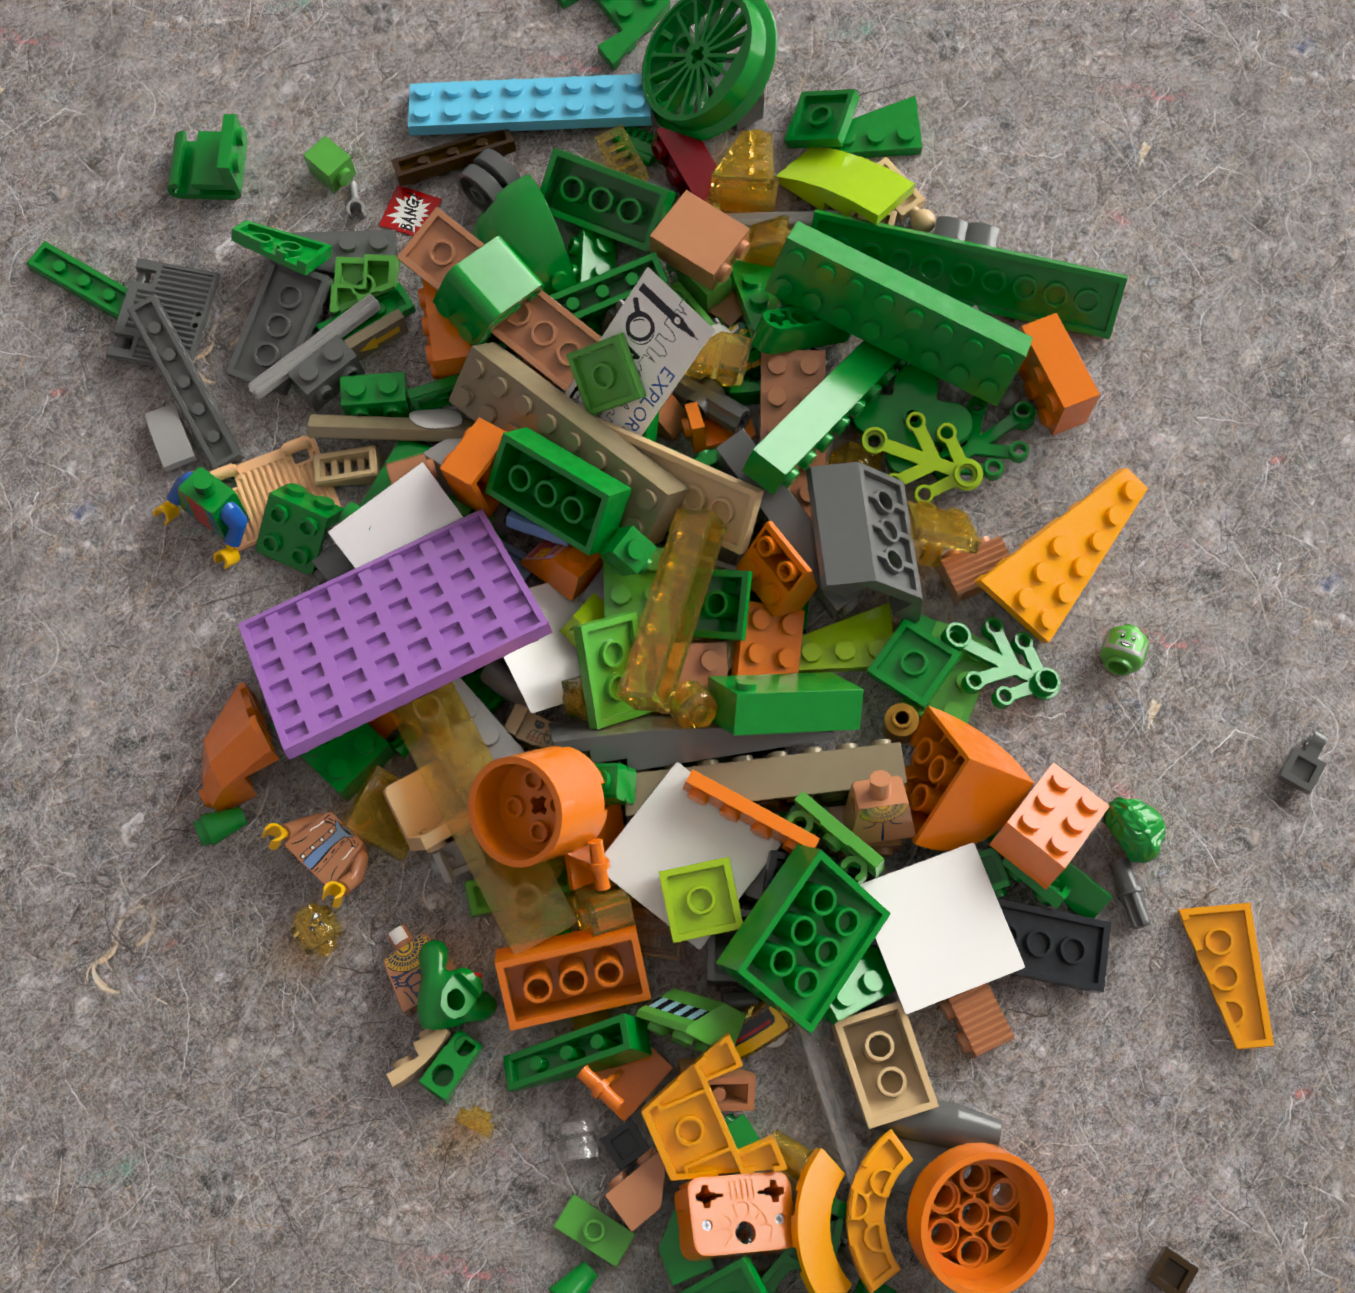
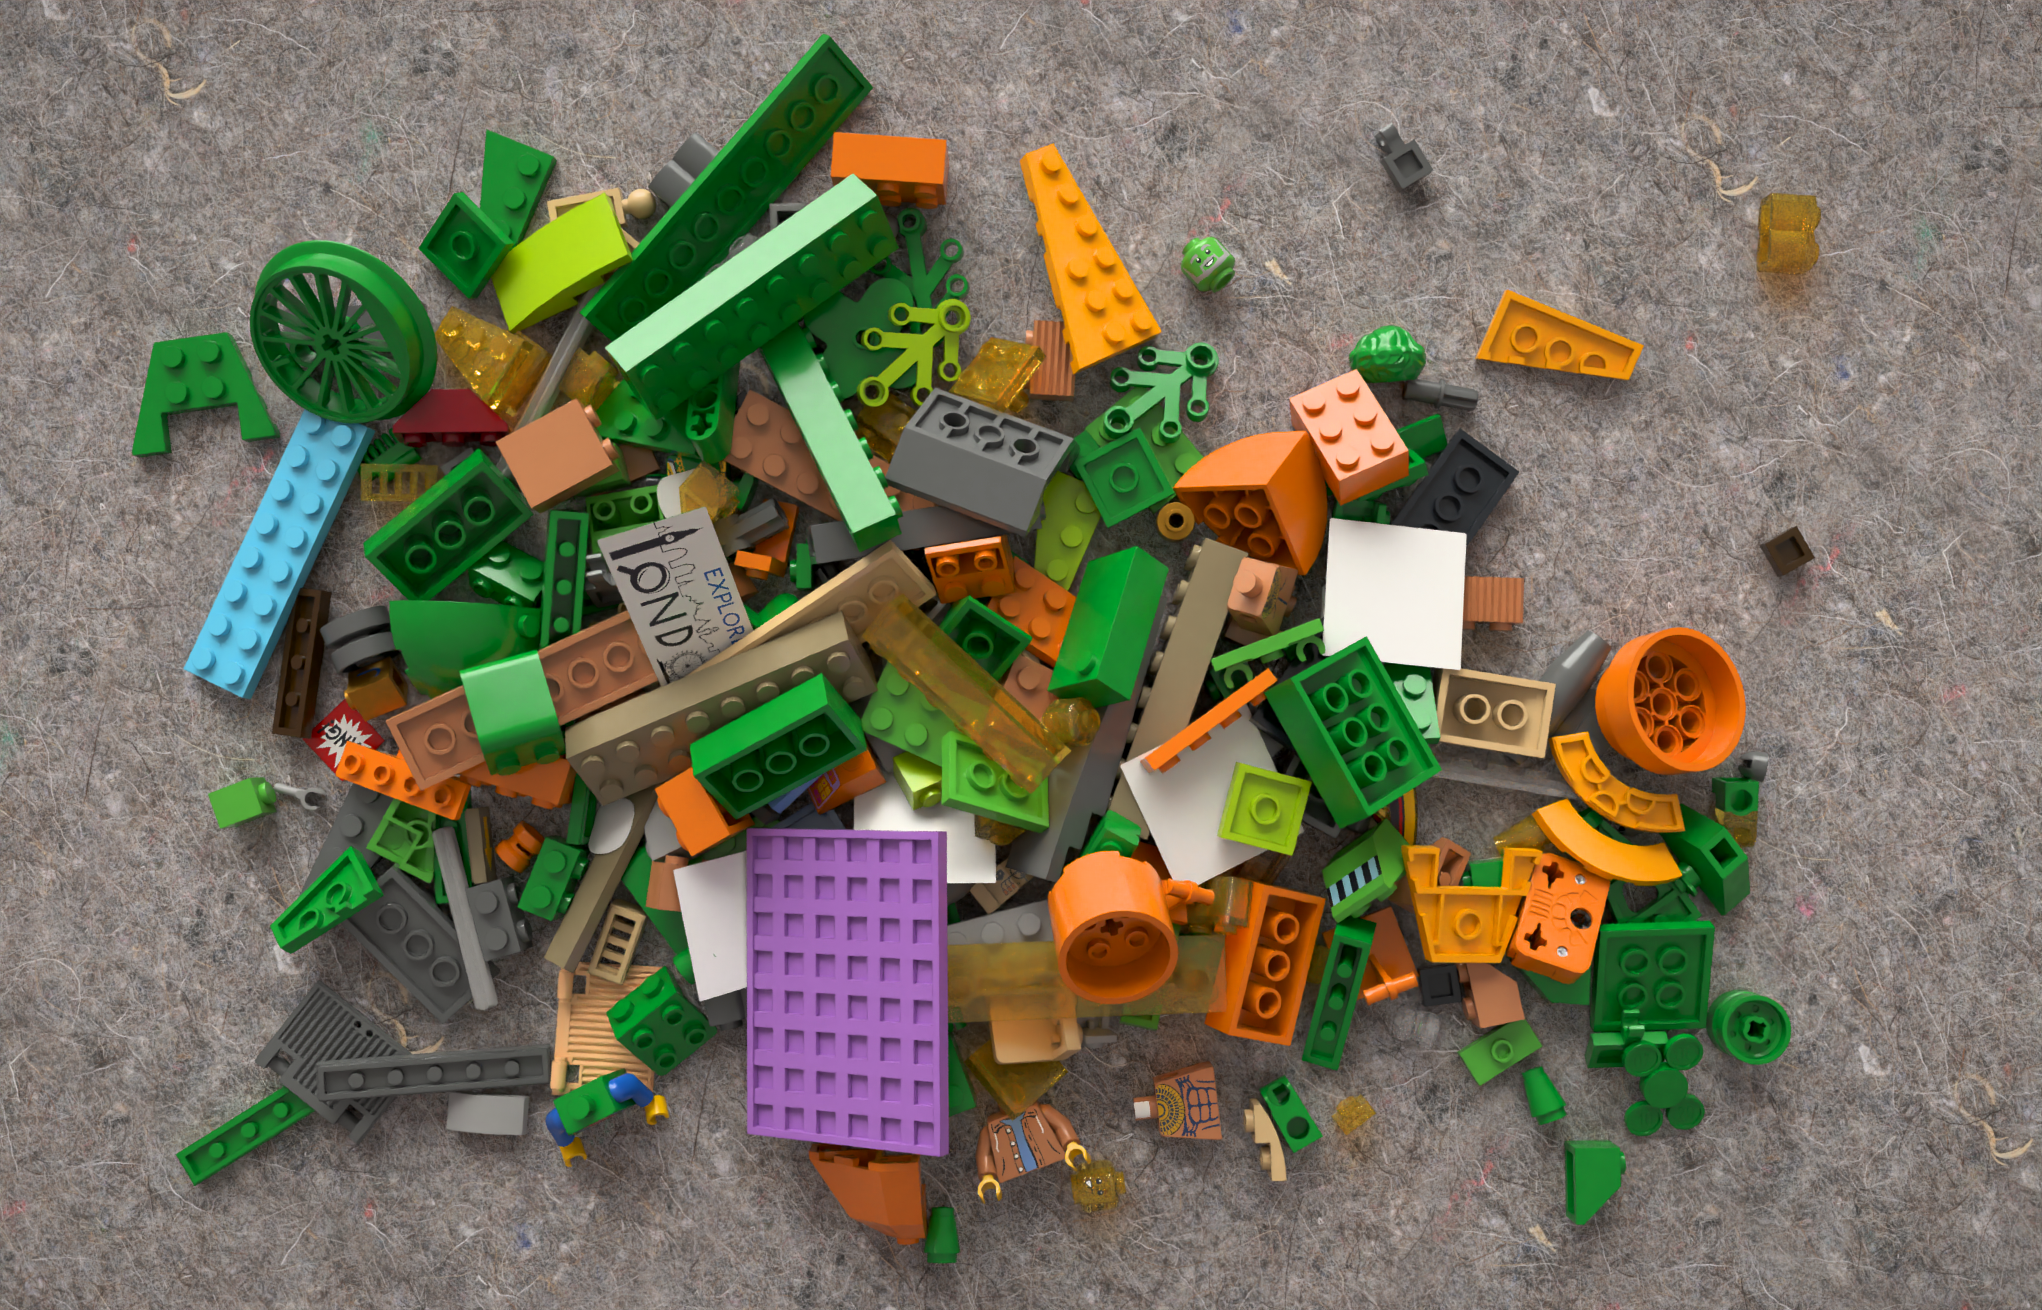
camera: 65 degrees left, 15 degrees up
(211, 165) = (172, 935): green piece -> none
(384, 361) = (520, 846): none -> orange wheel
(396, 233) = (393, 778): none -> orange bracket
(449, 996) = (1229, 1092): green head -> none
(460, 206) = (376, 689): none -> pearl gold brick
(606, 374) = (673, 634): bright green tile -> none
(628, 551) = (881, 708): green brick -> none

